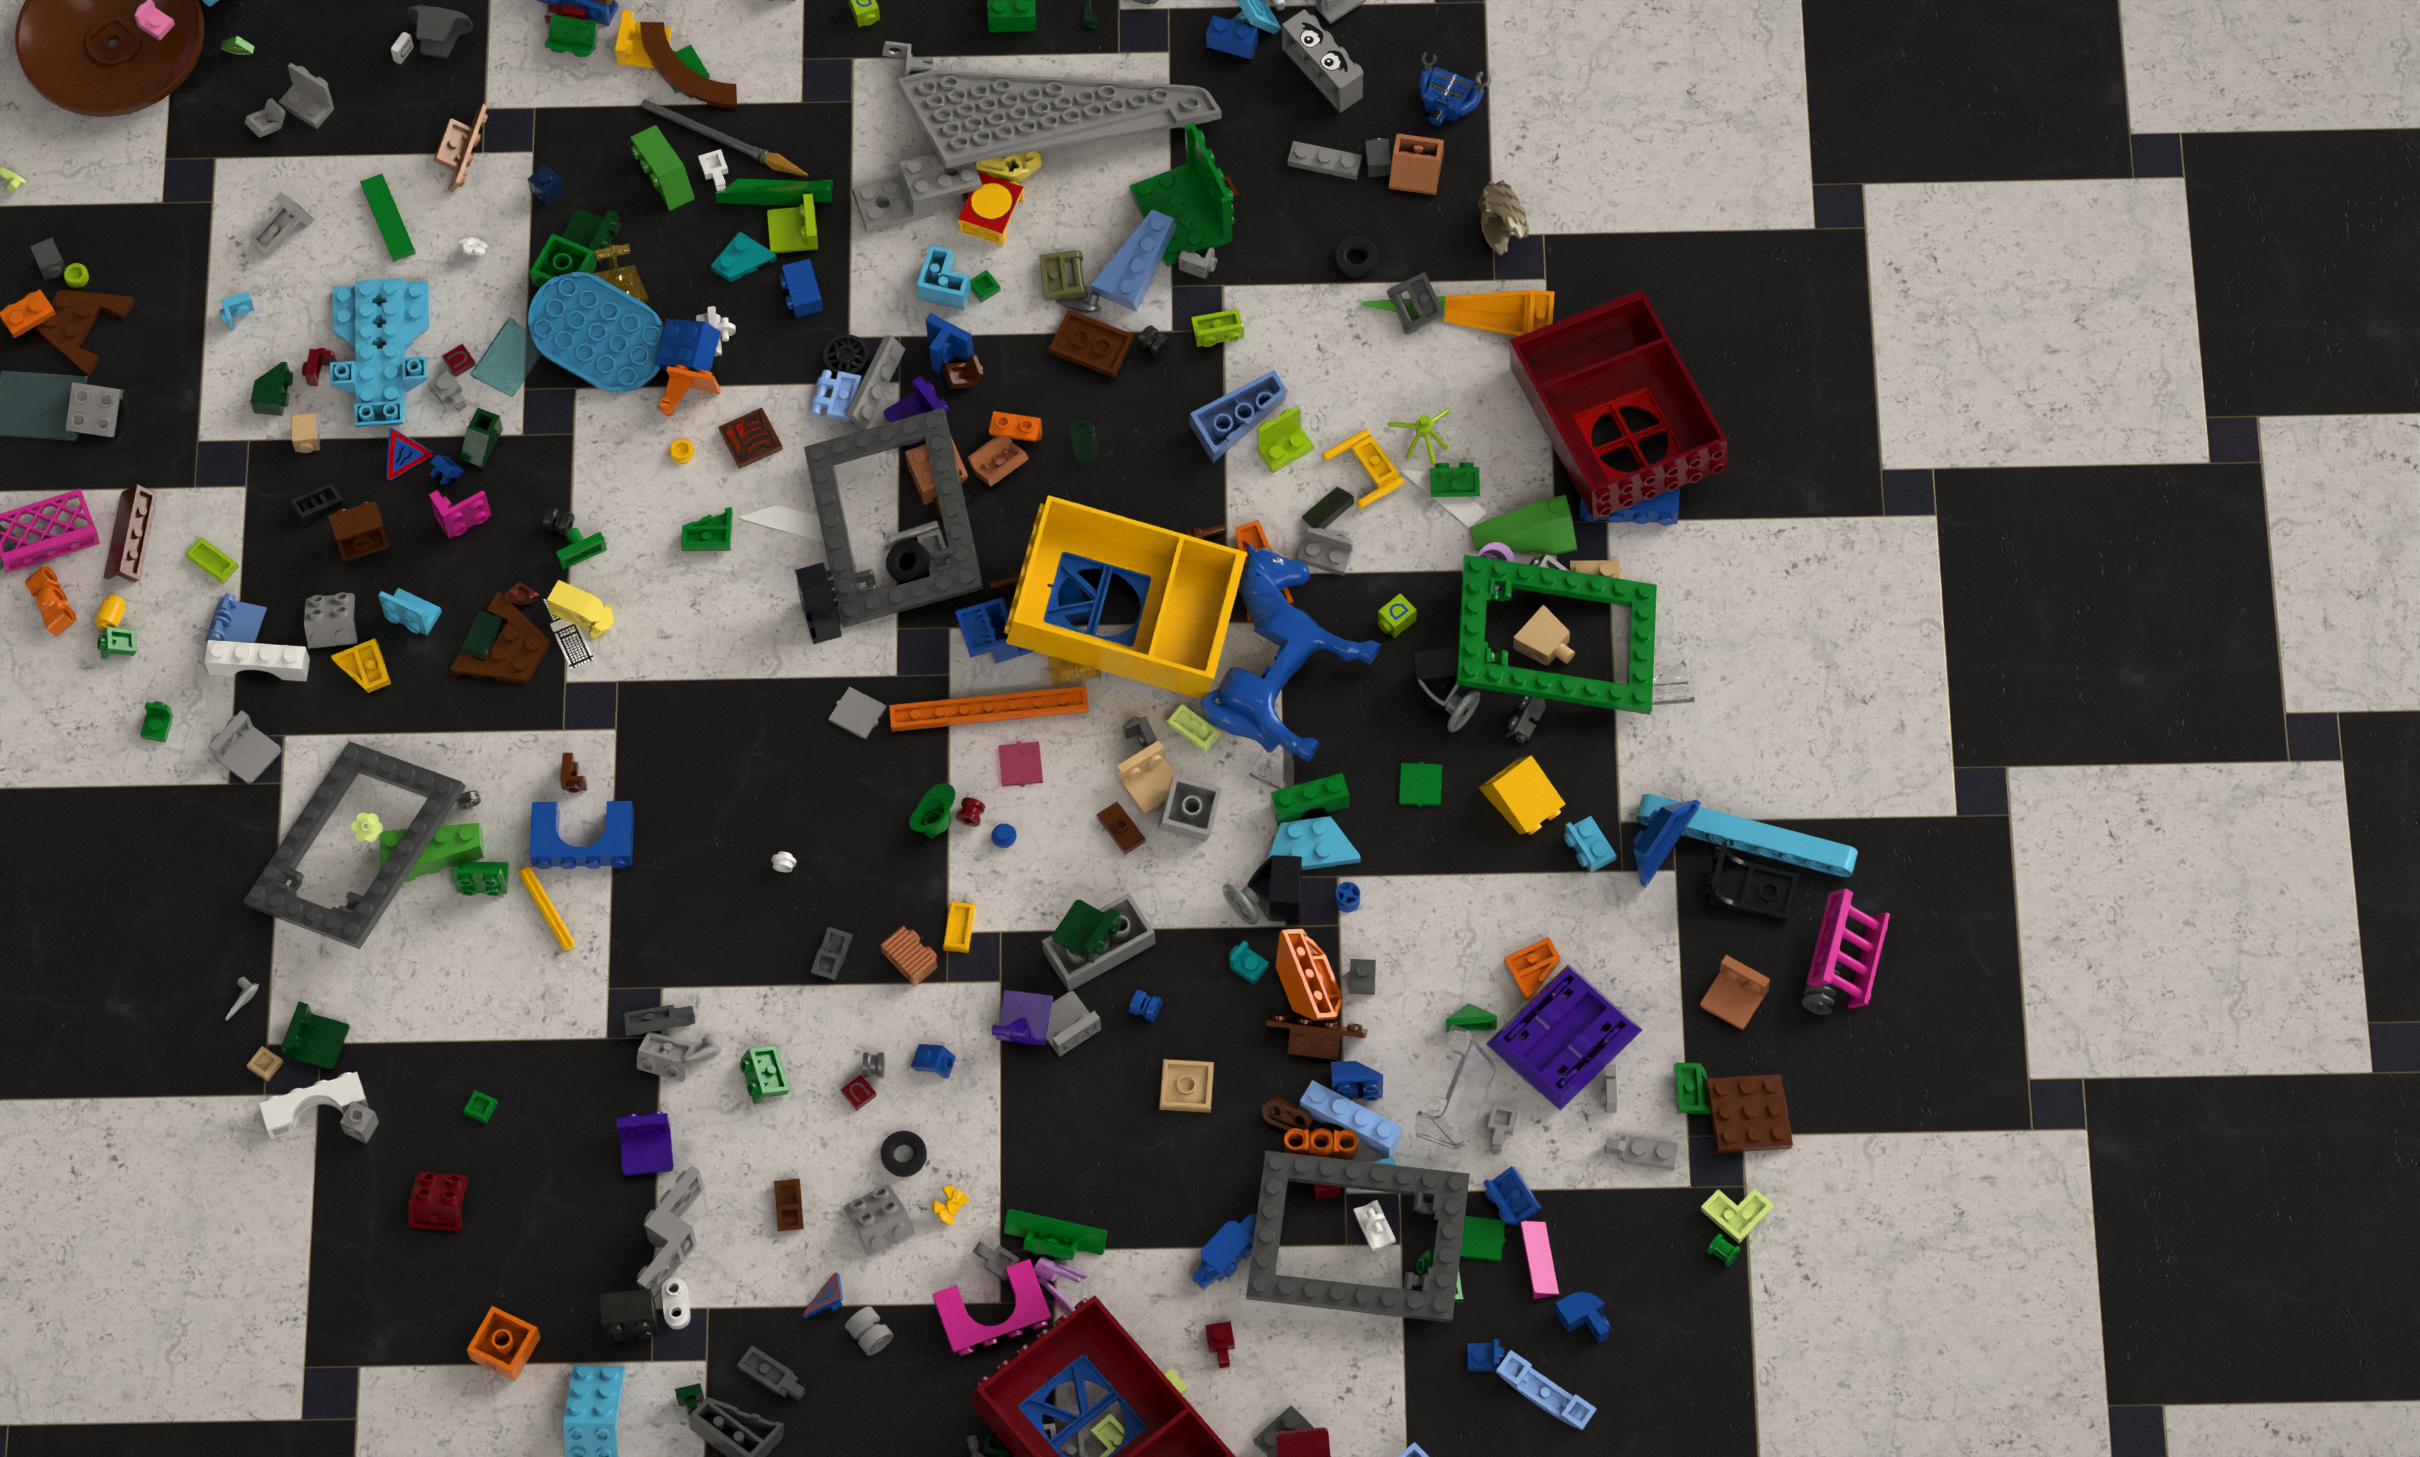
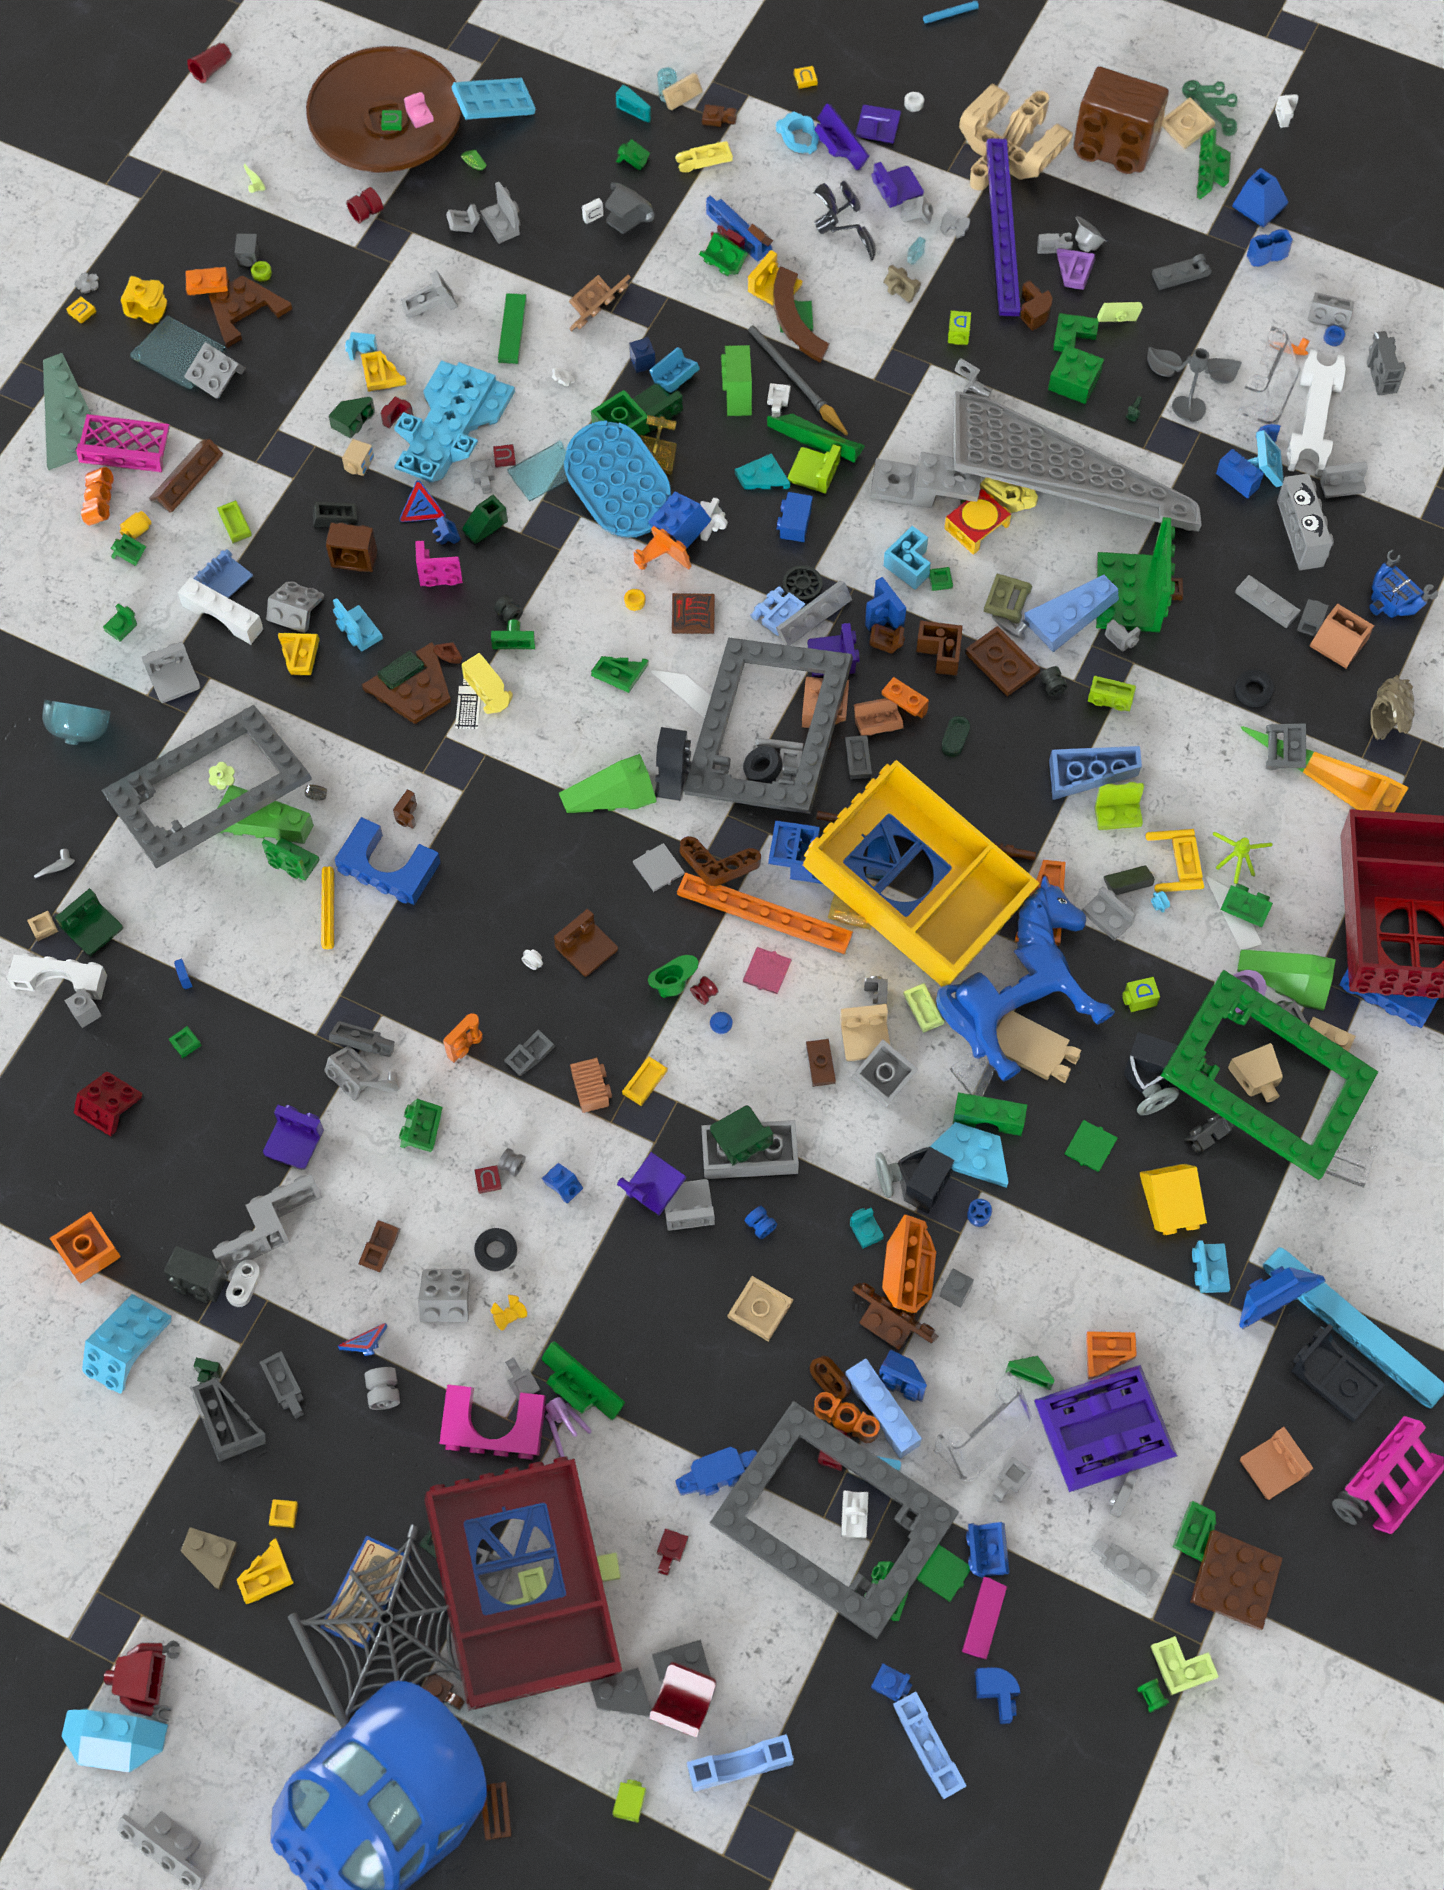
camera: 25 degrees right, 0 degrees up
(129, 43) = (391, 120): none -> green tile
(149, 151) = (363, 206): none -> dark red wheel
(176, 844) = (74, 721): none -> clear light blue cylinder
(274, 329) = (380, 372): none -> yellow wing
(440, 1042) = (182, 973): none -> blue tile
(589, 187) = (673, 370): none -> dark azure bracket
(760, 967) = (458, 1041): none -> orange plate
(771, 652) = (617, 786): none -> bright green wedge
(828, 823) = (584, 944): none -> reddish brown bracket
(913, 687) = (745, 860): none -> reddish brown beam
(998, 509) = (858, 757): none -> dark grey plate
(1025, 351) = (944, 642): none -> reddish brown brick
(1321, 714) = (1035, 1047): none -> tan tile
(1369, 516) = (1160, 901): none -> medium azure plate

